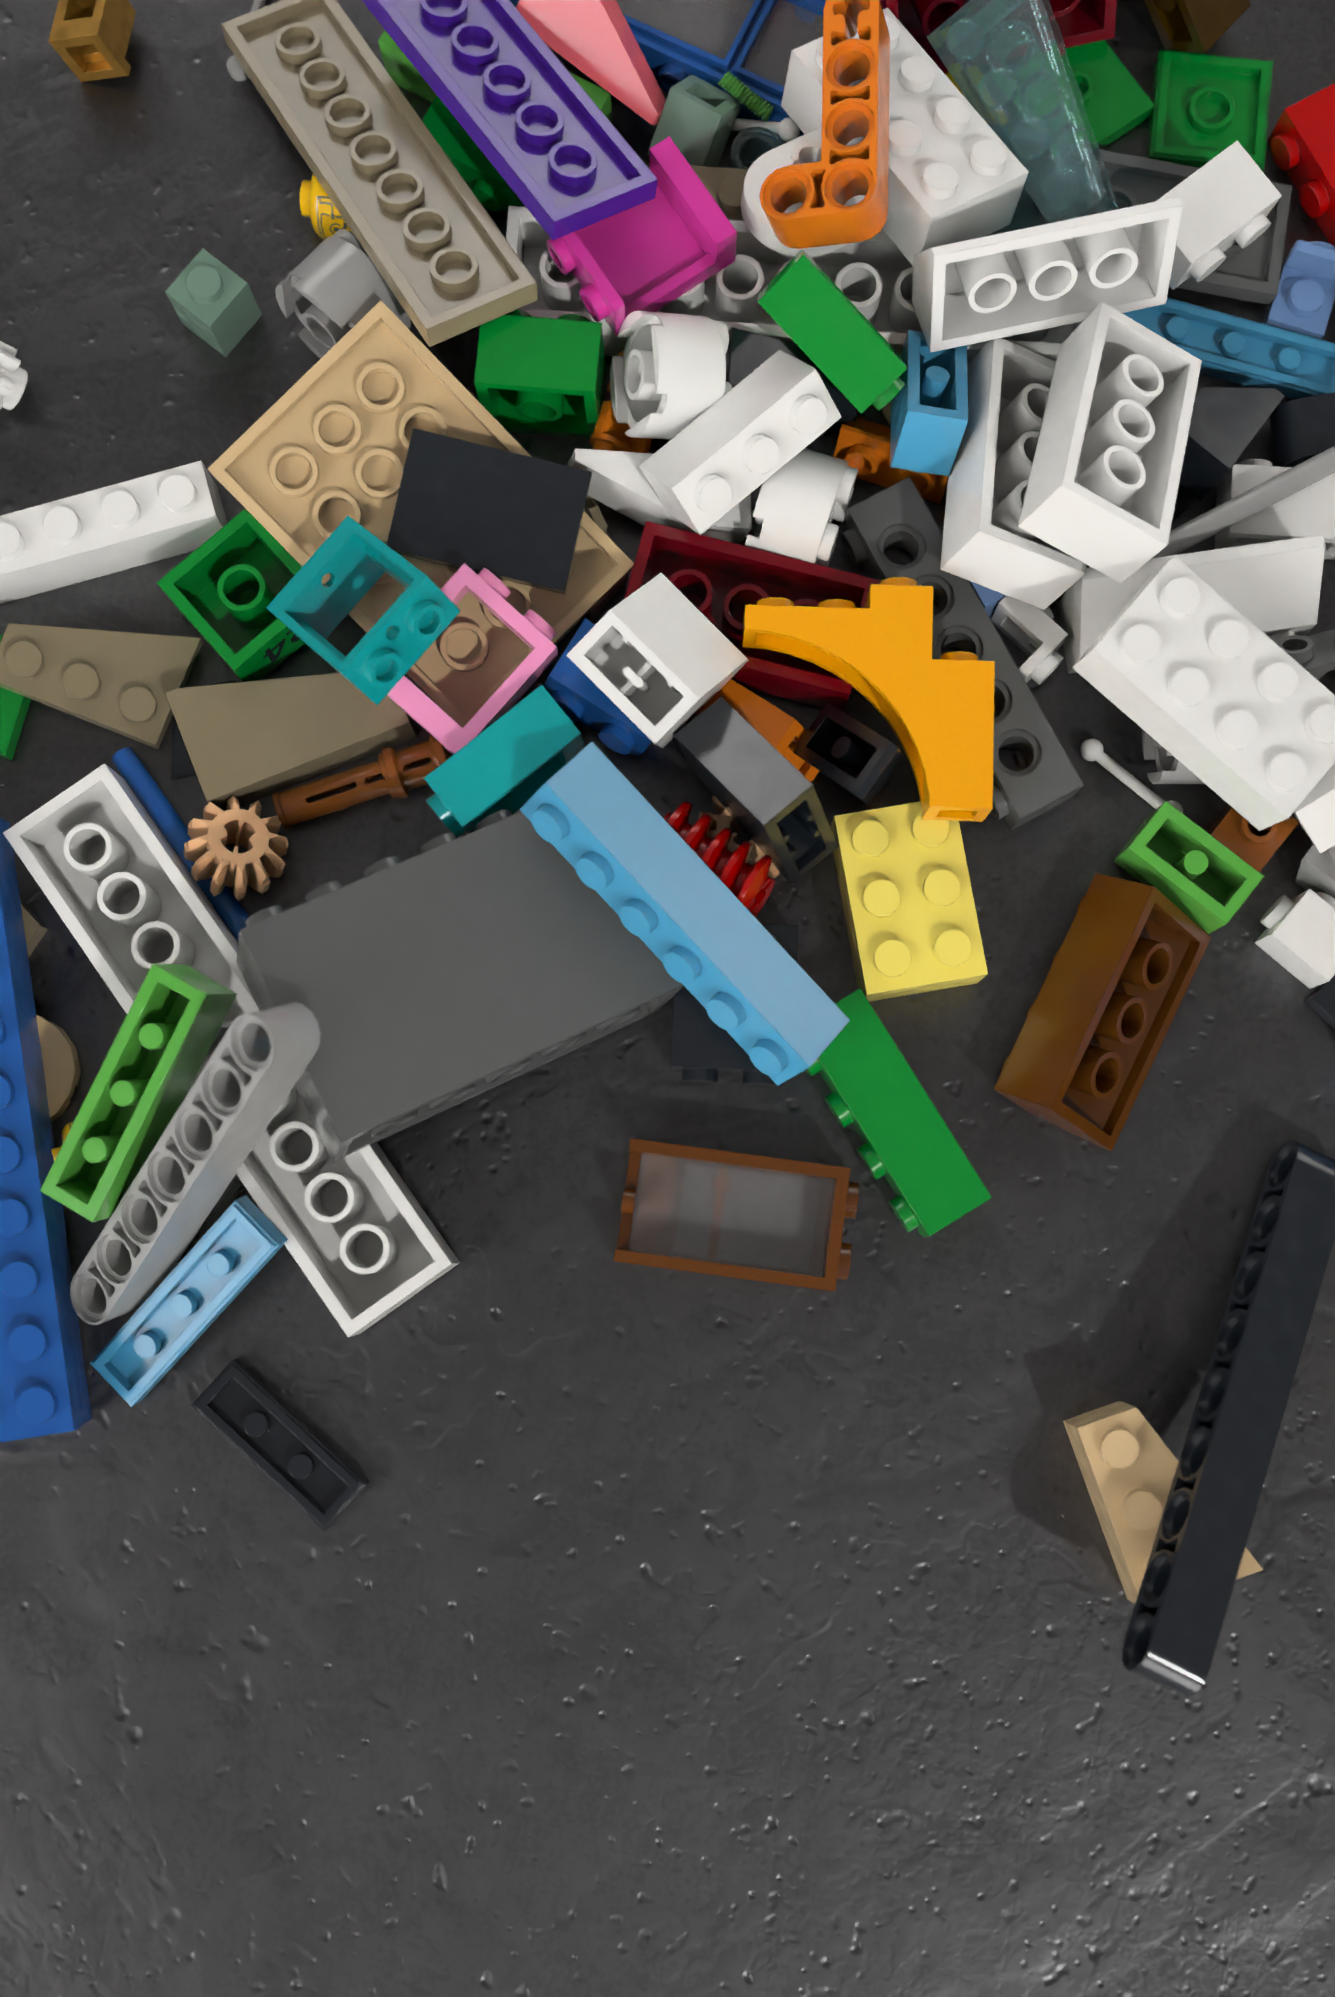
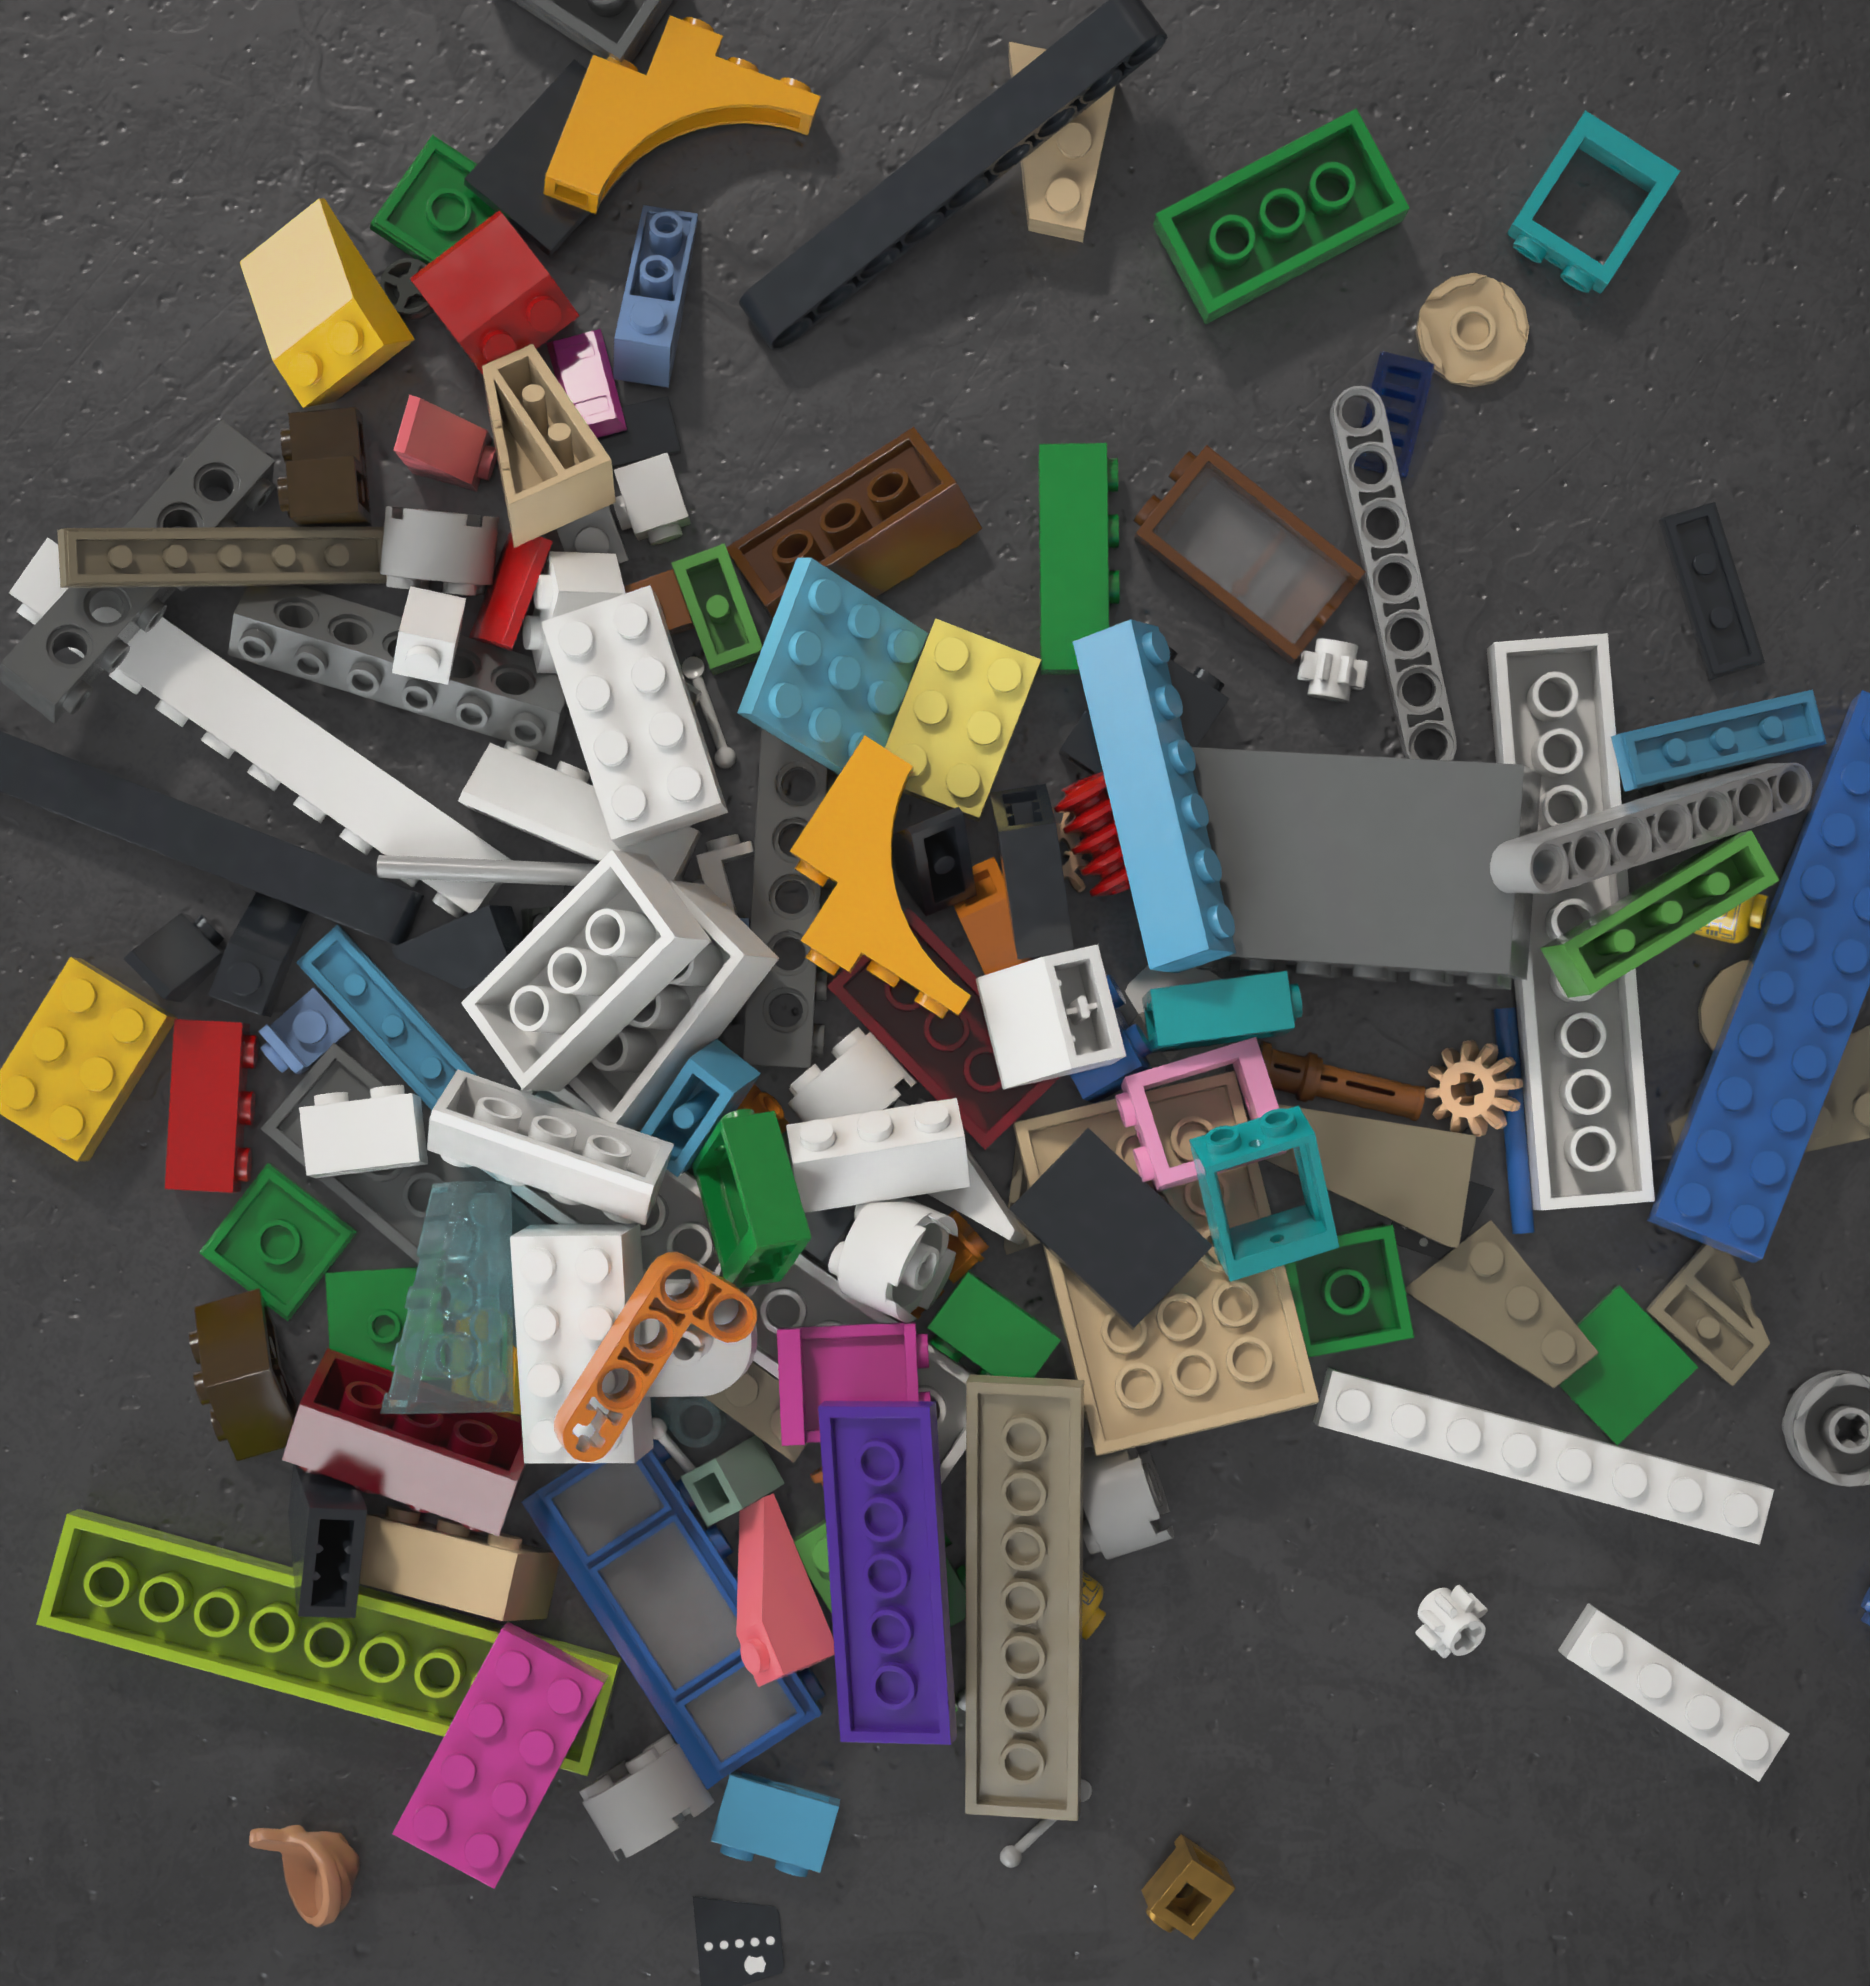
camera: 145 degrees left, 5 degrees up
(214, 302) = (1226, 1572): sand green brick -> none
(557, 1254) = (1397, 549): none -> light grey beam
(589, 1153) = (1333, 670): none -> white gear
(605, 1819) = (1624, 158): none -> teal window
(649, 1559) = (1472, 330): none -> tan tile
(694, 1481) = (1406, 367): none -> clear blue slope
(747, 96) = (675, 1477): bright green leg -> none
(897, 1560) = (1281, 216): none -> green brick
(1059, 867) = (831, 667): none -> medium azure plate

